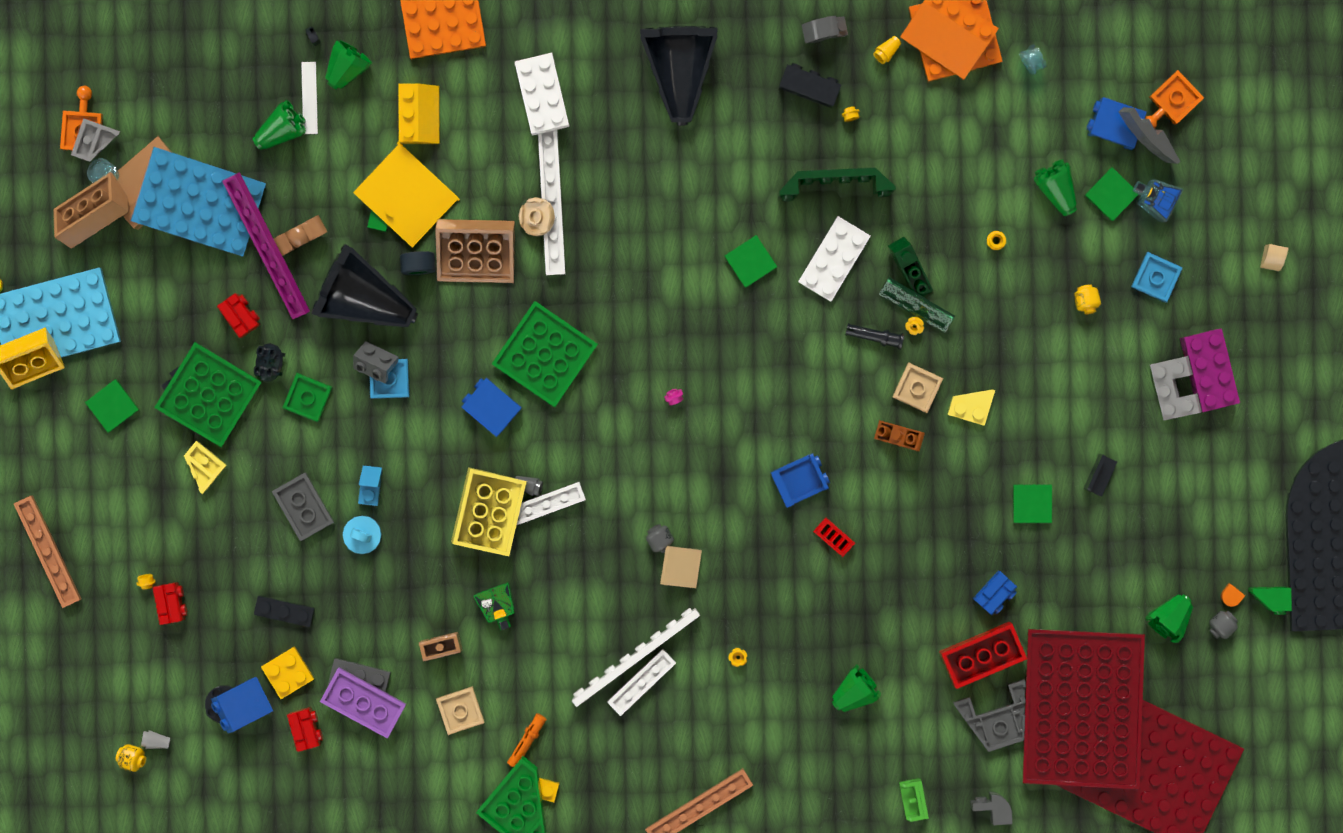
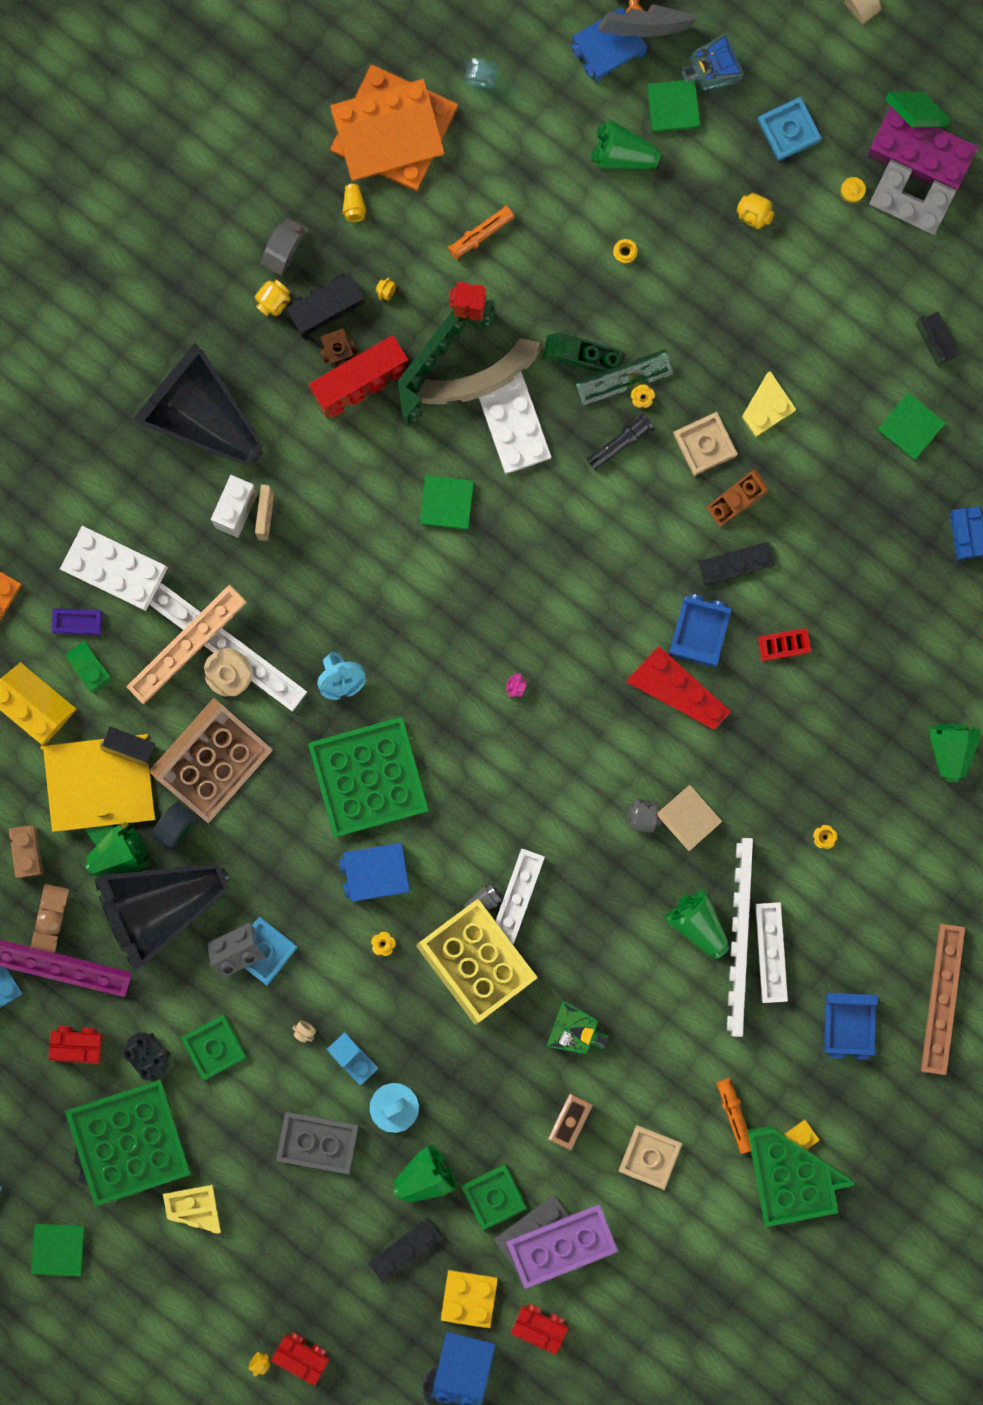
camera: 50 degrees left, 5 degrees down
(328, 187) = (26, 851): none -> medium nougat brick
(336, 588) = (425, 1177): none -> green cone
(359, 637) = (494, 1197): none -> green tile
(361, 443) = (304, 1031): none -> tan plate
(372, 243) = (117, 853): none -> green cone
(442, 194) = (127, 746): none -> black panel
(453, 441) = (383, 937): none -> yellow plate
(469, 129) = (88, 667): none -> green slope
(491, 99) = (77, 622): none -> dark purple tile
(533, 177) = (187, 644): none -> light nougat tile
(590, 286) = (340, 677): none -> medium azure tile
(622, 625) = (699, 923): none -> green cone
(637, 764) = (850, 1025): none -> blue panel
(639, 135) = (234, 506): none -> white brick
(651, 157) = (264, 513): none -> tan tile
(753, 491) = (672, 684): none -> red wing
(782, 144) = (359, 377): none -> red brick
(786, 50) = (272, 298): none -> yellow head
(791, 110) = (337, 341): none -> reddish brown brick
(843, 223) = (484, 382): none -> dark tan tile
(860, 467) = (736, 563): none -> black plate
(881, 173) = (468, 300): none -> red brick
(933, 142) = (472, 238): none -> orange pin
(1150, 347) = (853, 190): none -> yellow tile
(1233, 346) = (917, 109): none -> green tile

